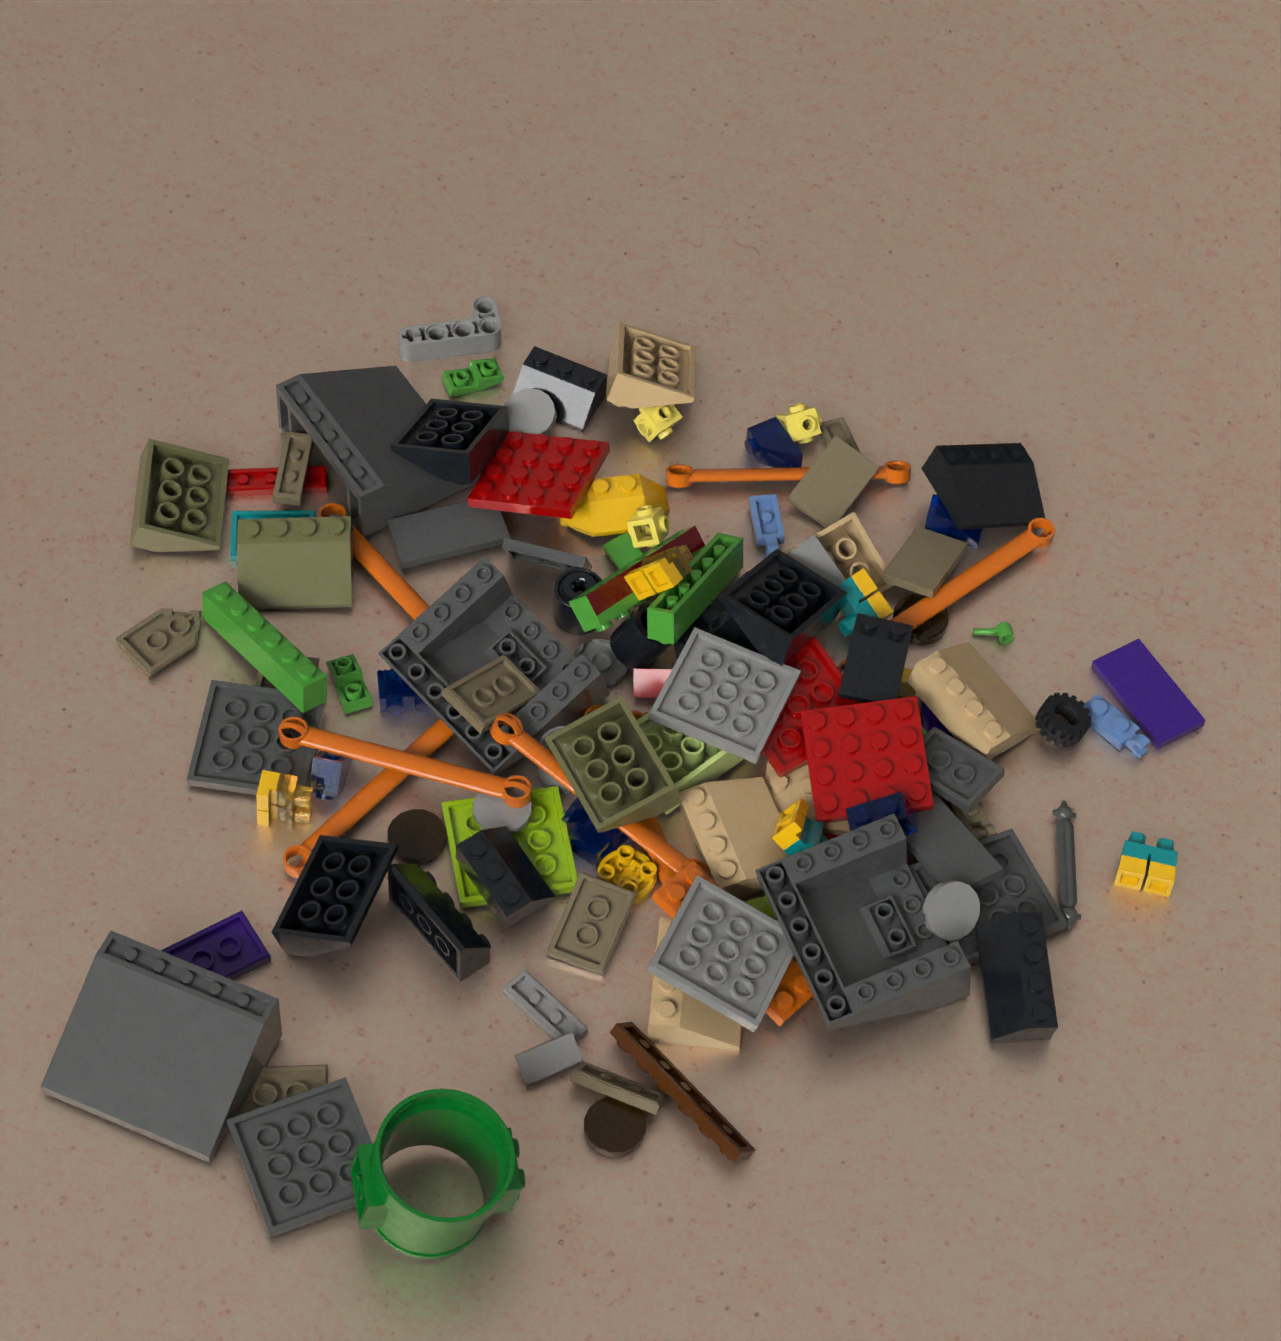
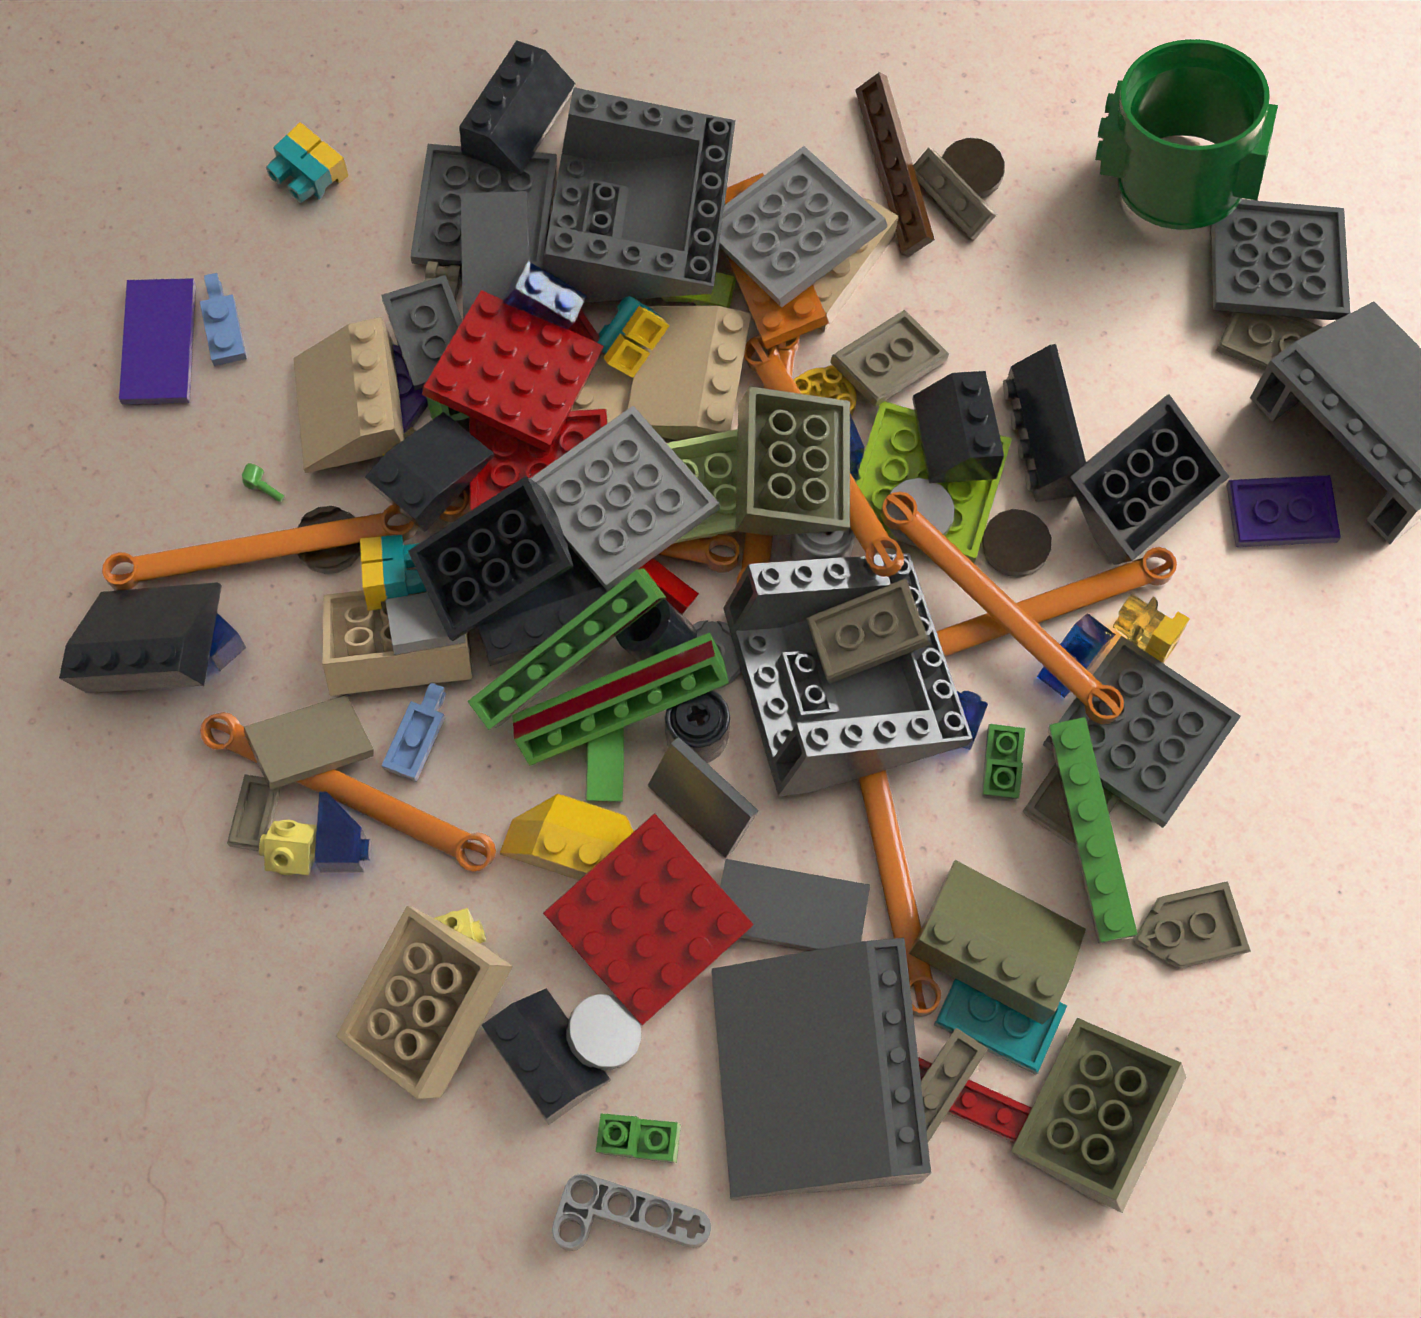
camera: 150 degrees left, 15 degrees up
(453, 438) = (730, 1019): black slope -> none
(543, 1007) = (978, 305): light grey tile -> none
(548, 1058) = (1003, 250): light grey tile -> none
(648, 526) = (565, 773): light yellow brick -> none
(660, 572) = (610, 655): yellow hips -> none
(924, 562) = (277, 593): dark tan tile -> none
(951, 910) = (543, 180): light grey tile -> none
(1057, 730) = (278, 355): black tyre -> none
(1066, 863) = (379, 208): dark grey wheel -> none

